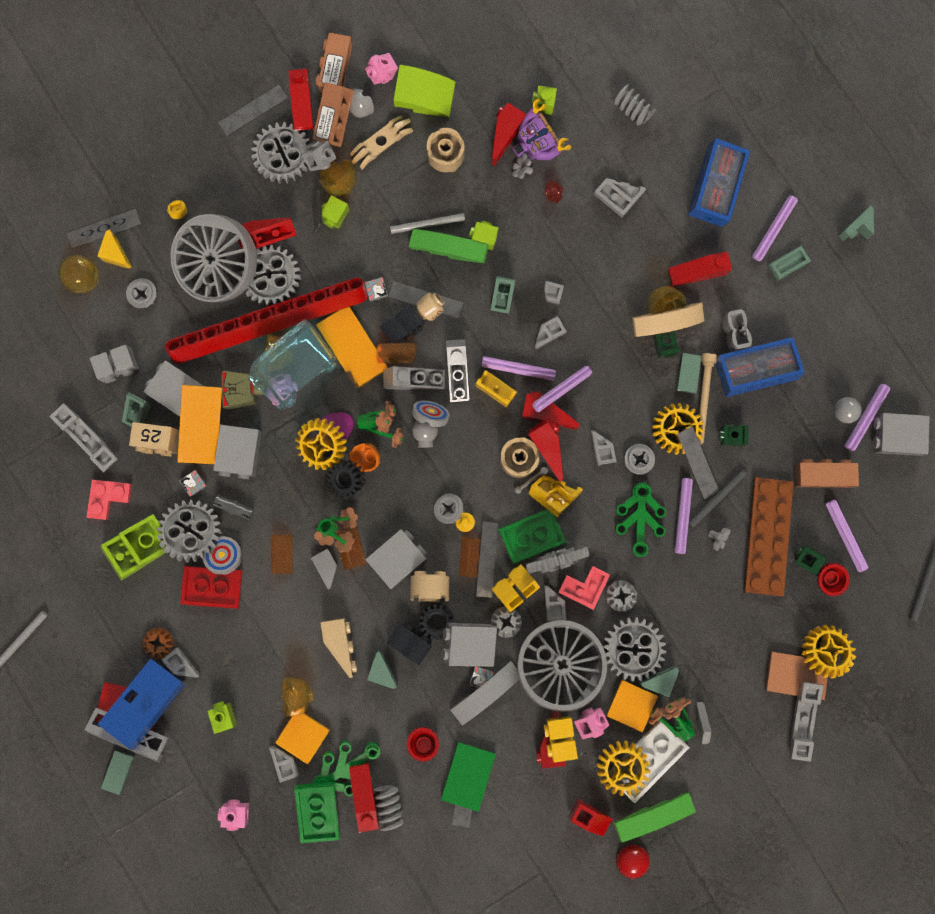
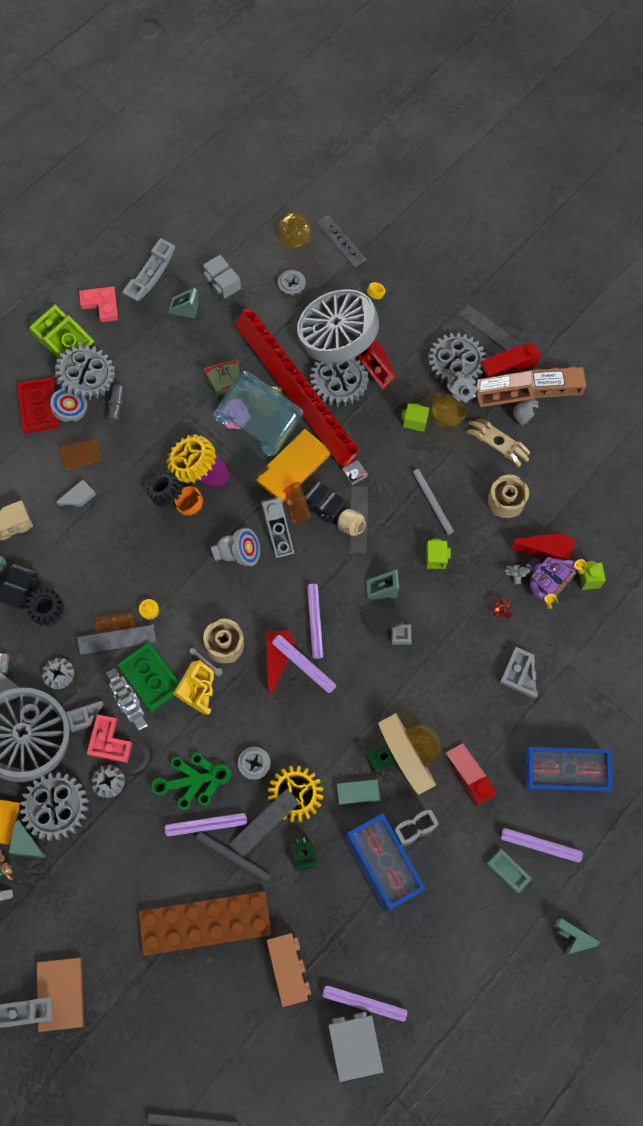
camera: 75 degrees right, 15 degrees down
(112, 251) = (323, 250): yellow slope -> none
(155, 438) = (160, 322): tan brick -> none
(167, 386) = (211, 329): light grey brick -> none
(193, 483) = (130, 366): tile -> none
(199, 424) = (183, 354): light orange tile -> none
(237, 451) = (167, 393): light grey brick -> none
(327, 530) = (108, 486): nougat plant -> none
(355, 556) = (100, 513): clear orange slope -> none
(381, 68) = (566, 421): bright pink brick -> none
(386, 417) = (224, 501): plant -> none
(397, 558) = (98, 554): light grey brick -> none
(424, 91) = (559, 464): lime slope -> none
(429, 587) = (75, 588): tan brick -> none
(448, 245) = (416, 524): bright green slope -> none
(449, 500) = (154, 584): light grey gear -> none
(457, 370) = (297, 563): light grey slope -> none
(469, 644) = (26, 639): light grey brick -> none
(496, 388) = (288, 604): yellow hinge -> none
(523, 581) = (88, 664): yellow piece -> none
(547, 440) = (243, 664): red slope -> none
(550, 331) = (360, 641): light grey tile -> none
(603, 449) = (255, 724): light grey tile -> none
(633, 106) = (616, 662): light grey piece -> none
(708, 362) = (375, 809): tan piece -> none
(719, 538) = (190, 869): light grey plant -> none
(812, 565) = (183, 974): dark green brick -> none
(828, 637) = (72, 1026): yellow gear -> none
(833, 579) = (173, 1007): red hat -> none
(846, 535) = (226, 1012): lavender axle -> none
(847, 410) = (364, 973): light grey piece -> none

